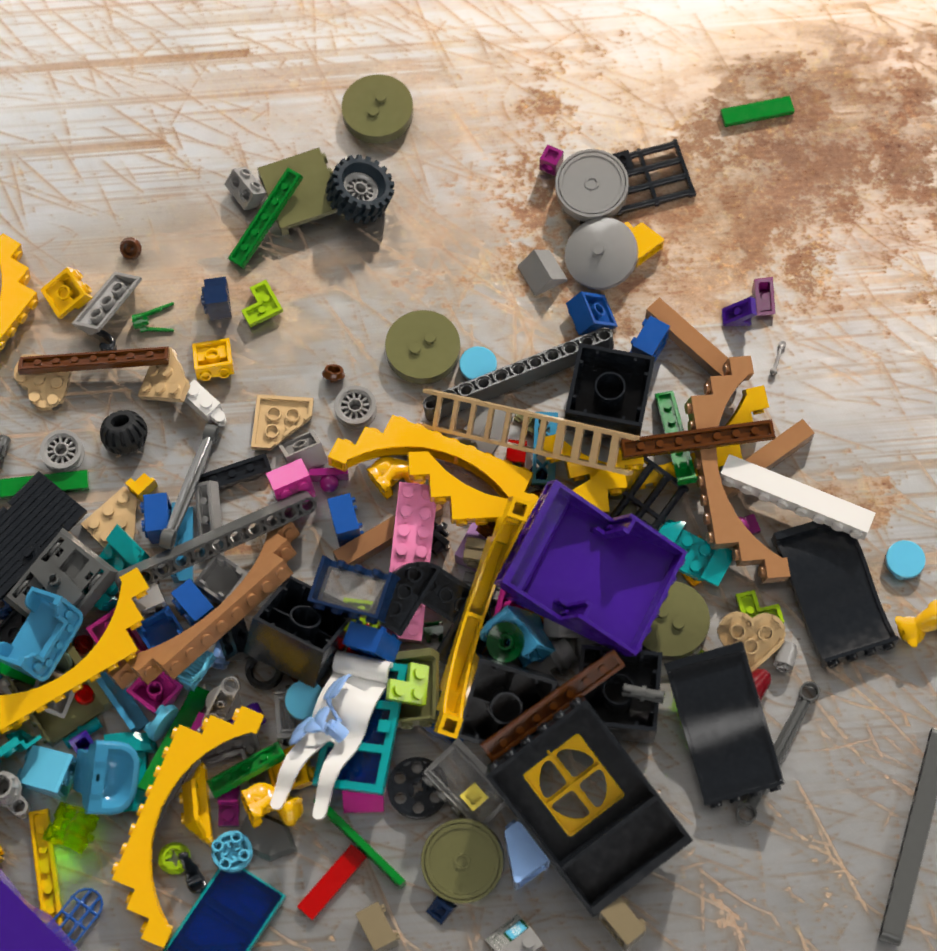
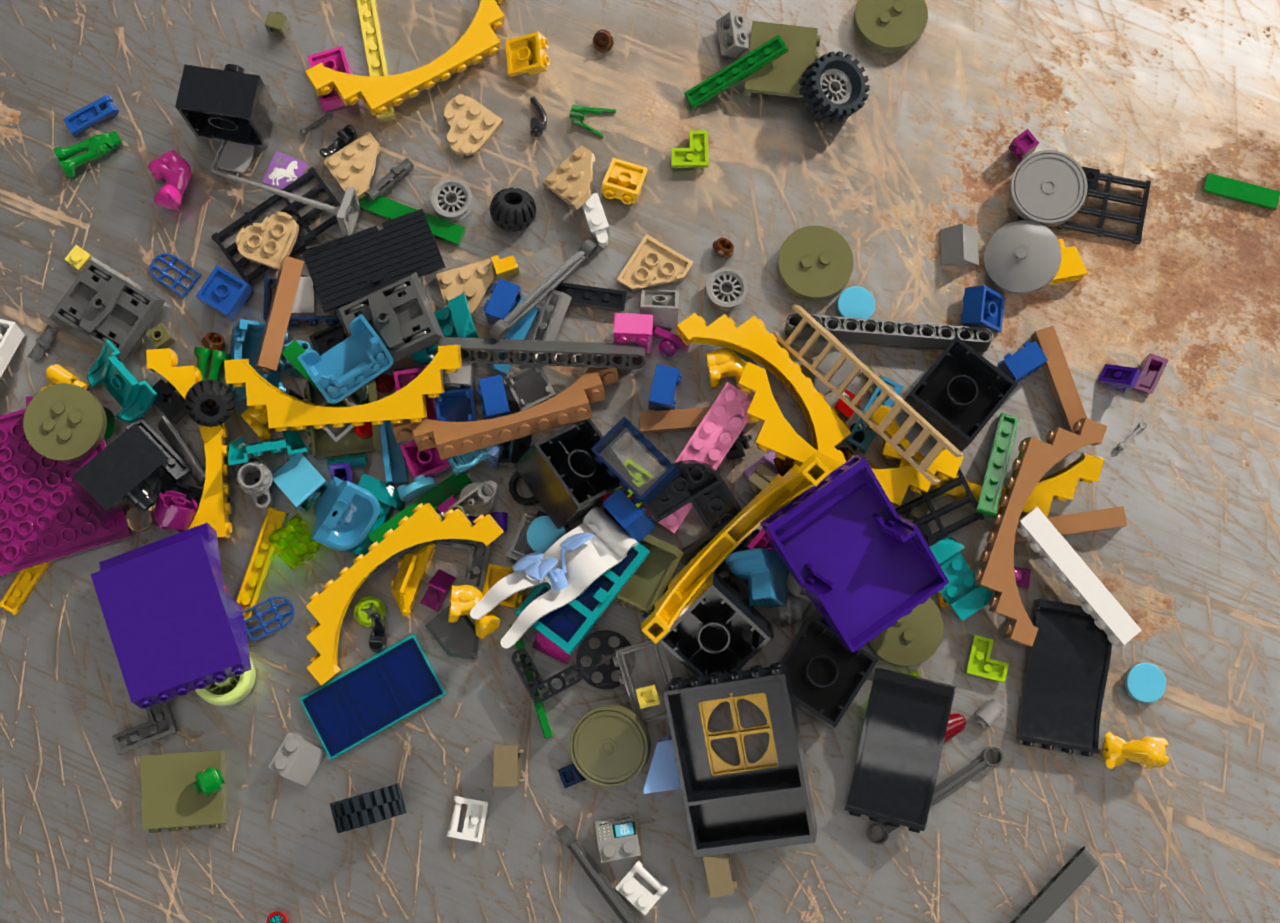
camera: 25 degrees right, 10 degrees up
(94, 360) = (519, 131): reddish brown tile -> none
(106, 302) = (556, 81): light grey slope -> none
(216, 298) = (655, 126): dark blue brick -> none
(232, 852) = (420, 632): medium azure tile -> none
(246, 769) = (467, 568): green tile -> none
(332, 882) = (490, 703): red tile -> none
(367, 837) = (538, 681): none -> black beam
(413, 690) = (642, 576): lime plate -> none
(433, 628) = (691, 525): dark green tile -> none
(497, 642) = (736, 577): dark green dish -> none
(559, 699) = (758, 655): reddish brown tile -> none
(643, 693) = (841, 689): dark grey pin -> none
(697, 439) = (1017, 481): reddish brown tile -> none
(760, 634) = (975, 683): tan plate -> none

